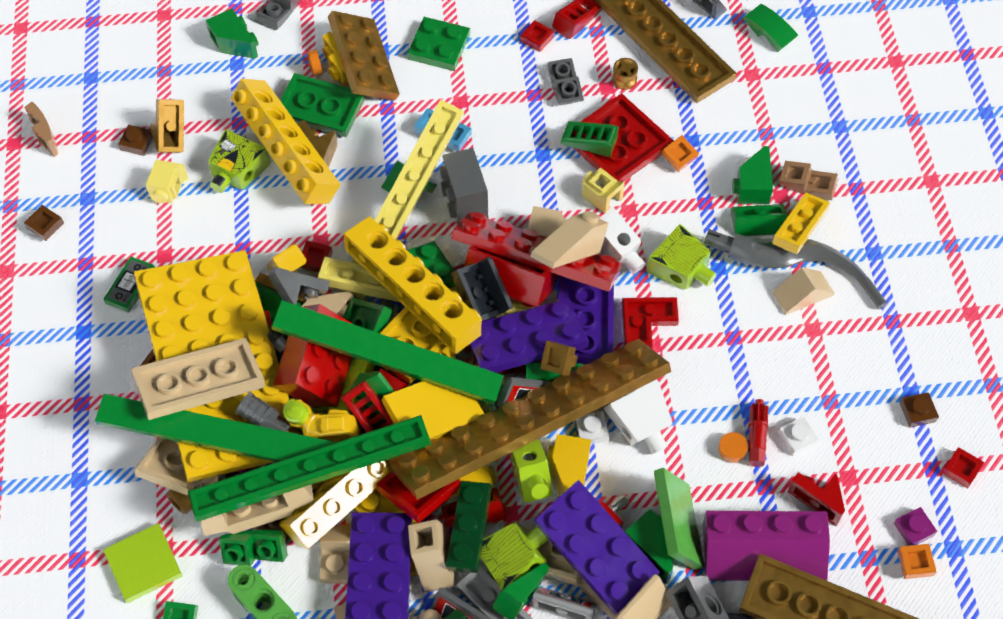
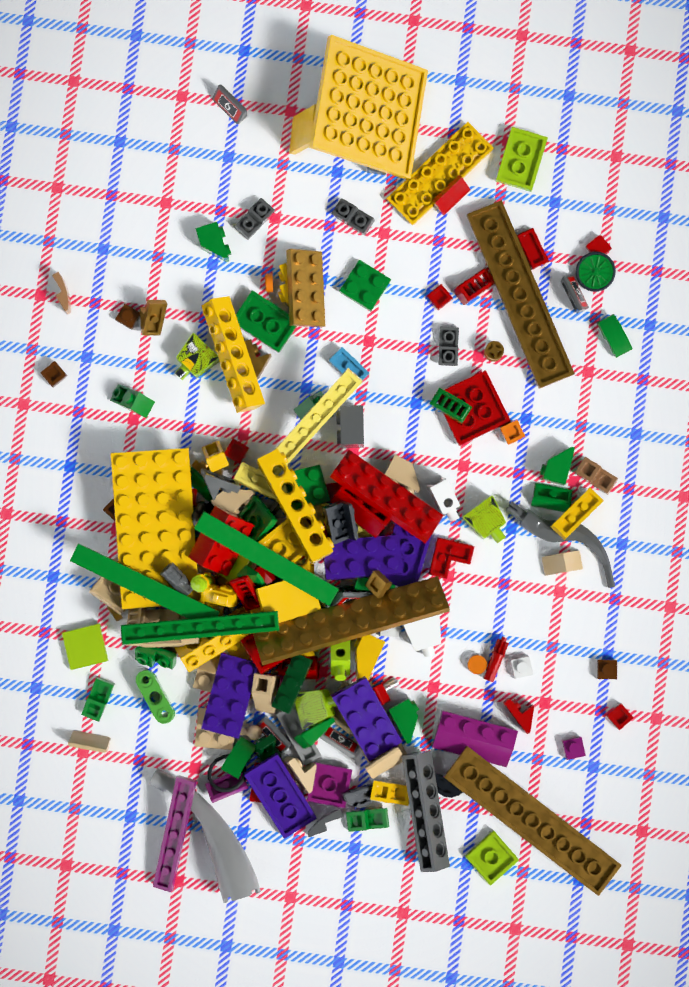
camera: 10 degrees right, 25 degrees up
(124, 290) = (106, 438): tile -> none
(158, 227) = (132, 400): none -> green slope
(165, 181) = (143, 362): light yellow window -> none
(197, 378) = (140, 547): tan plate -> none
(573, 240) = (408, 504): tan slope -> none
(600, 188) = (448, 447): light yellow window -> none
(678, 519) = (424, 710): bright green tile -> none
(916, 561) = (565, 771): orange plate -> none

